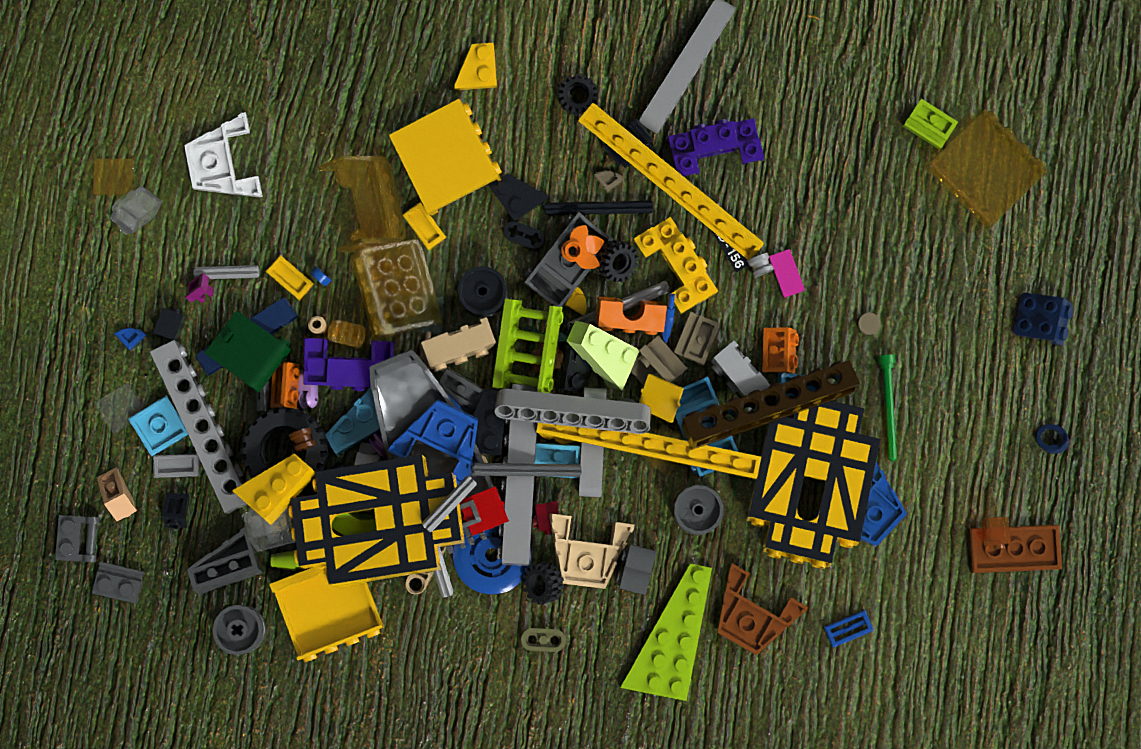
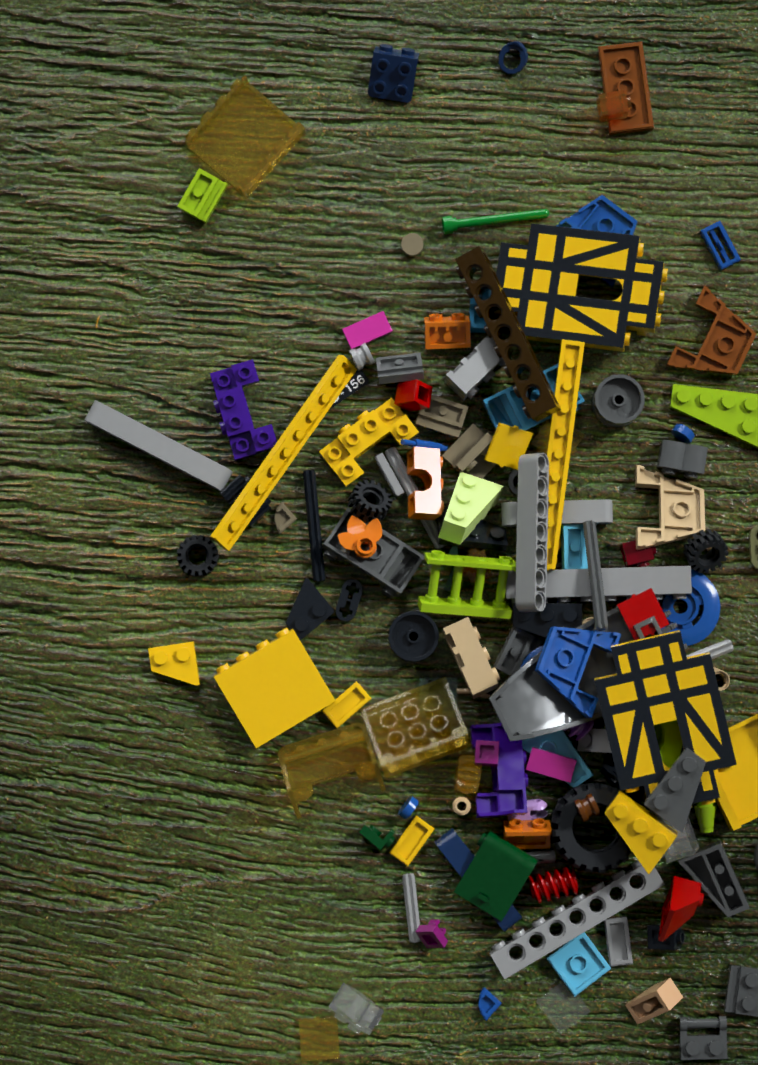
camera: 95 degrees left, 0 degrees up
(170, 323) = (471, 961): black brick -> none
(201, 524) = (679, 905): none -> red slope
(212, 163) = (298, 933): white wing -> none
(234, 407) = (553, 885): none -> red piece
(297, 239) = (373, 834): none -> dark green bracket
(309, 524) = (677, 789): none -> dark grey wing
(349, 414) = (551, 764): none -> dark pink tile
(363, 350) = (487, 753): none -> magenta tile
(449, 503) = (644, 646): light grey axle -> none
(577, 302) = (414, 539): yellow tile -> none
(641, 282) = (389, 475): none -> light grey tile
(661, 573) = (683, 433): none -> blue tile
(718, 311) = (413, 395): none -> red brick
(746, 300) = (399, 368): none -> dark grey plate

